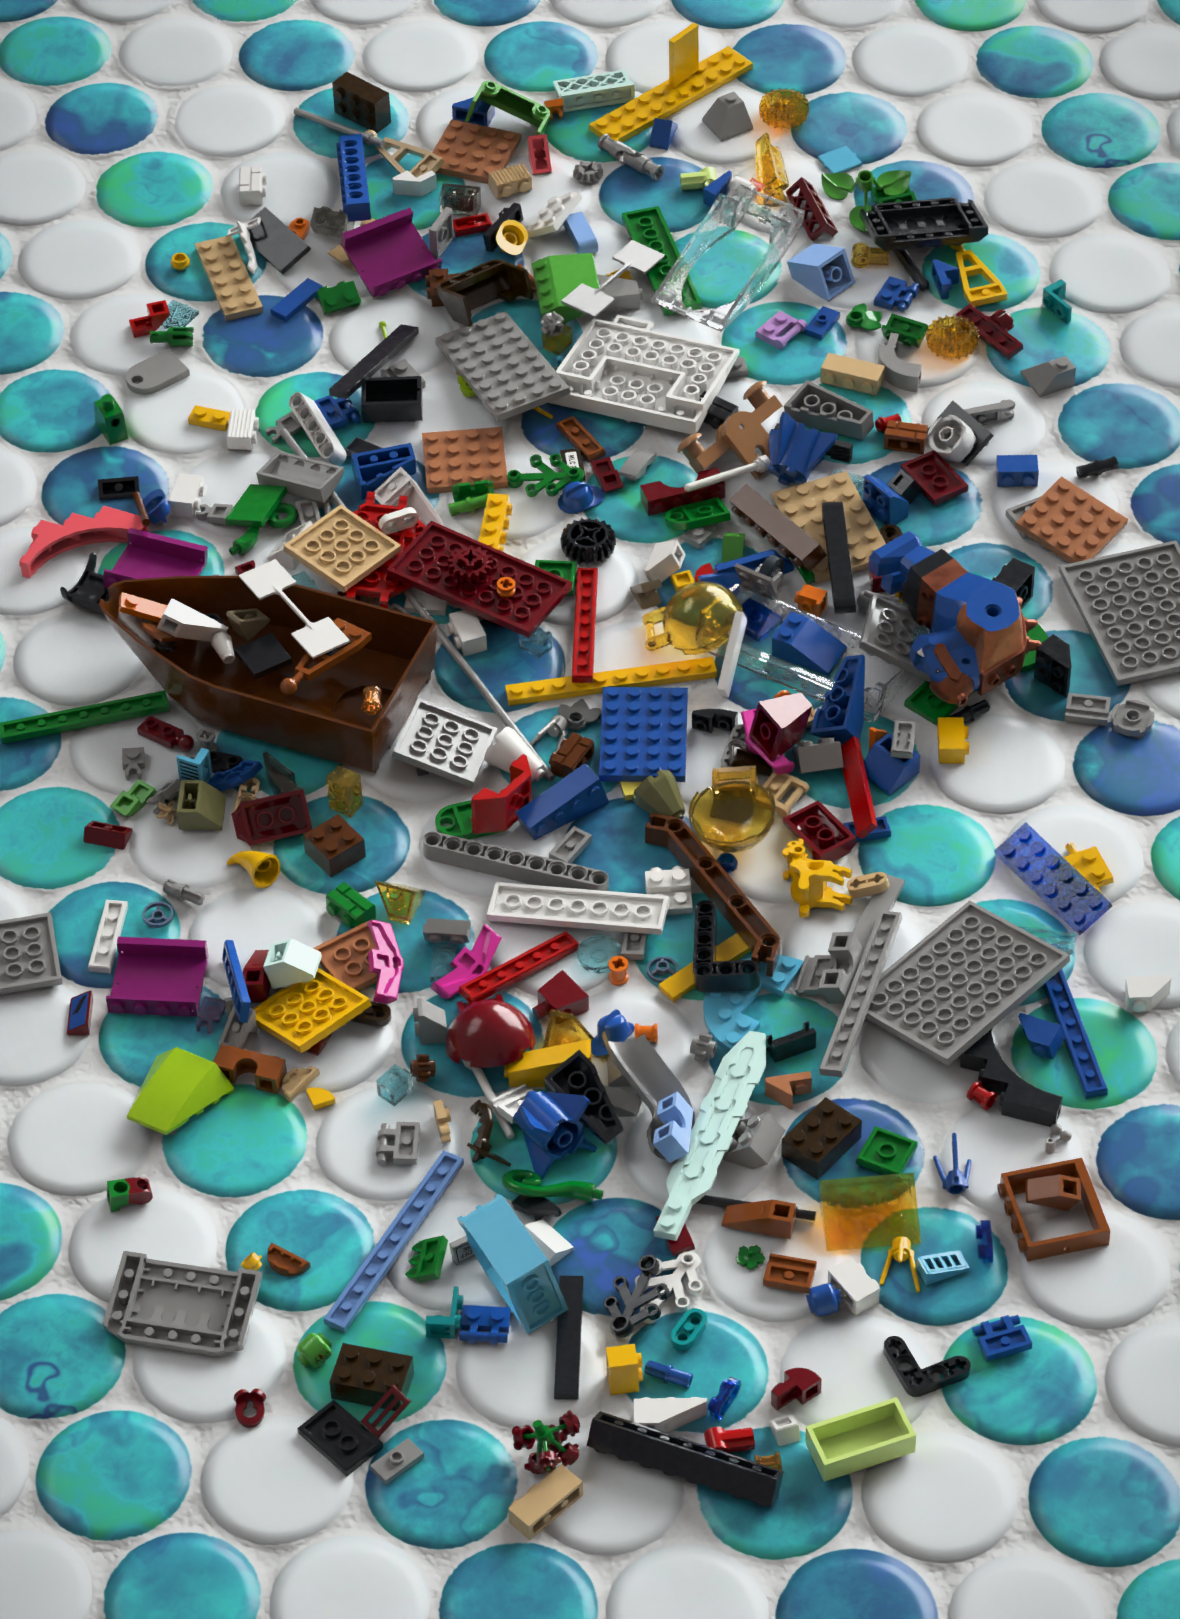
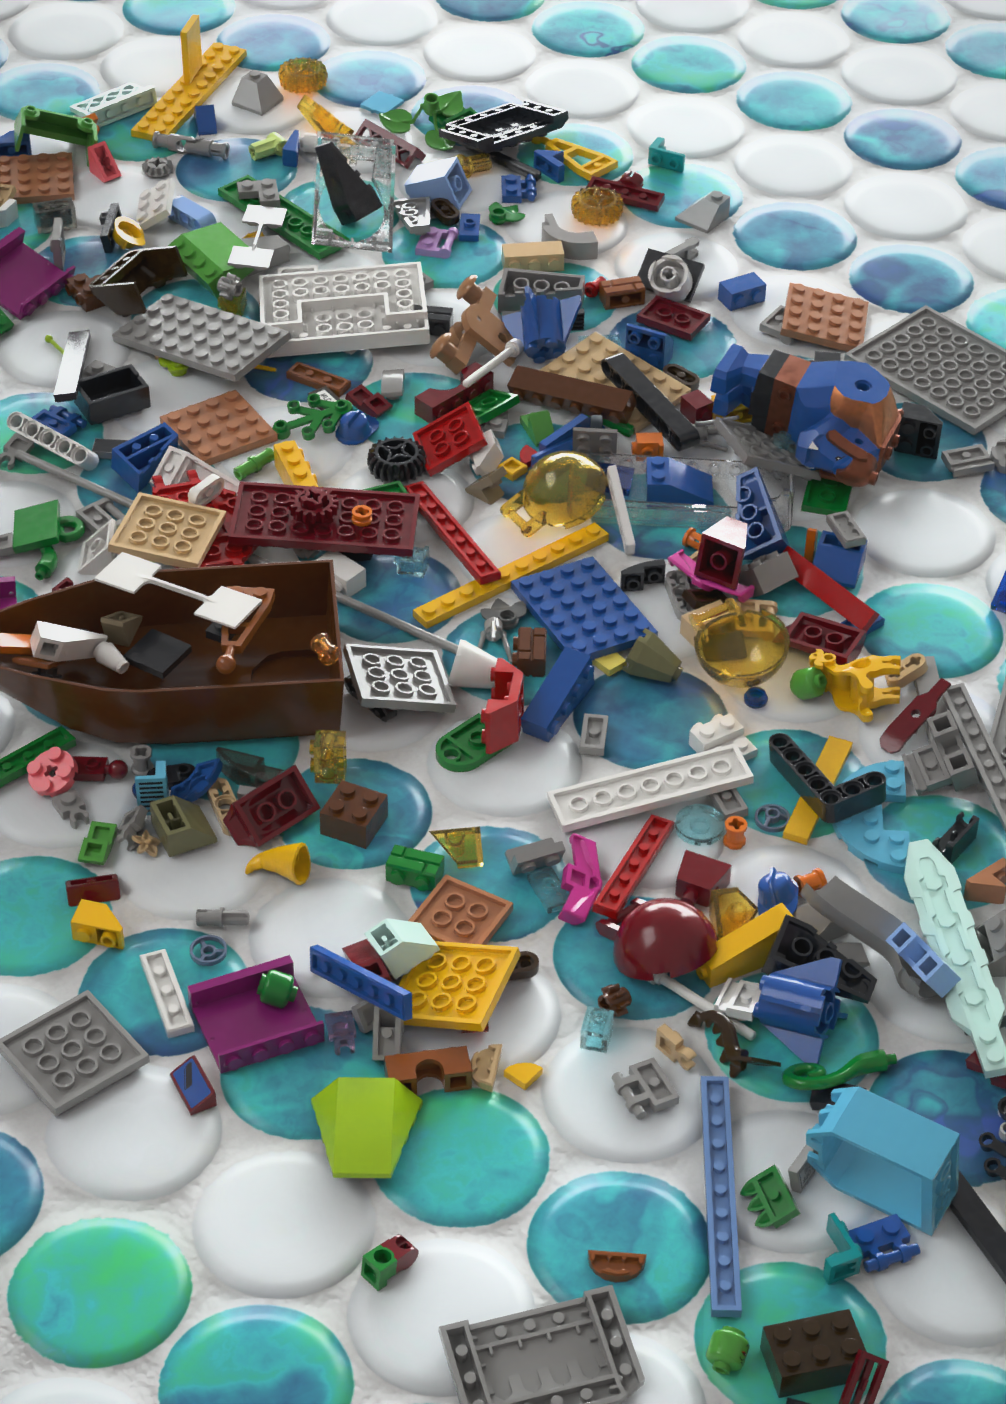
camera: 30 degrees left, 5 degrees down
(88, 863) = (97, 925): none -> yellow slope
(127, 721) = (46, 762): none -> coral plate
(182, 963) = (277, 989): none -> green head
(252, 1262) = (584, 1280): yellow plate -> none
(301, 476) = (68, 484): light grey slope -> none
(385, 962) = (500, 906): plate -> none
(430, 1024) = (589, 953): light grey slope -> none
(463, 490) = (240, 452): green hinge -> none
(471, 224) = (79, 235): red tile -> none
(509, 181) = (90, 190): tan brick -> none
(511, 863) = (547, 769): light grey beam -> none
(641, 536) = (450, 438): none -> red plate
(657, 227) = (263, 189): none -> light grey plate
(703, 1047) = (878, 874): light grey gear -> none
(717, 885) = (772, 718): reddish brown piece -> none
(721, 257) = (347, 191): none -> black wedge
(774, 866) = (808, 683): none -> bright green head
(777, 295) = (414, 214): none -> light grey wing
(810, 299) = (445, 211): none -> dark brown plate
(850, 920) = (905, 725): none -> dark red piece
(905, 486) = (659, 323): black brick -> none
(910, 331) = (559, 208): green bracket -> none
(951, 740) = (874, 523): yellow brick -> none
(973, 711) = (867, 497): black axle -> none
(1096, 467) = (807, 270): black pin -> none

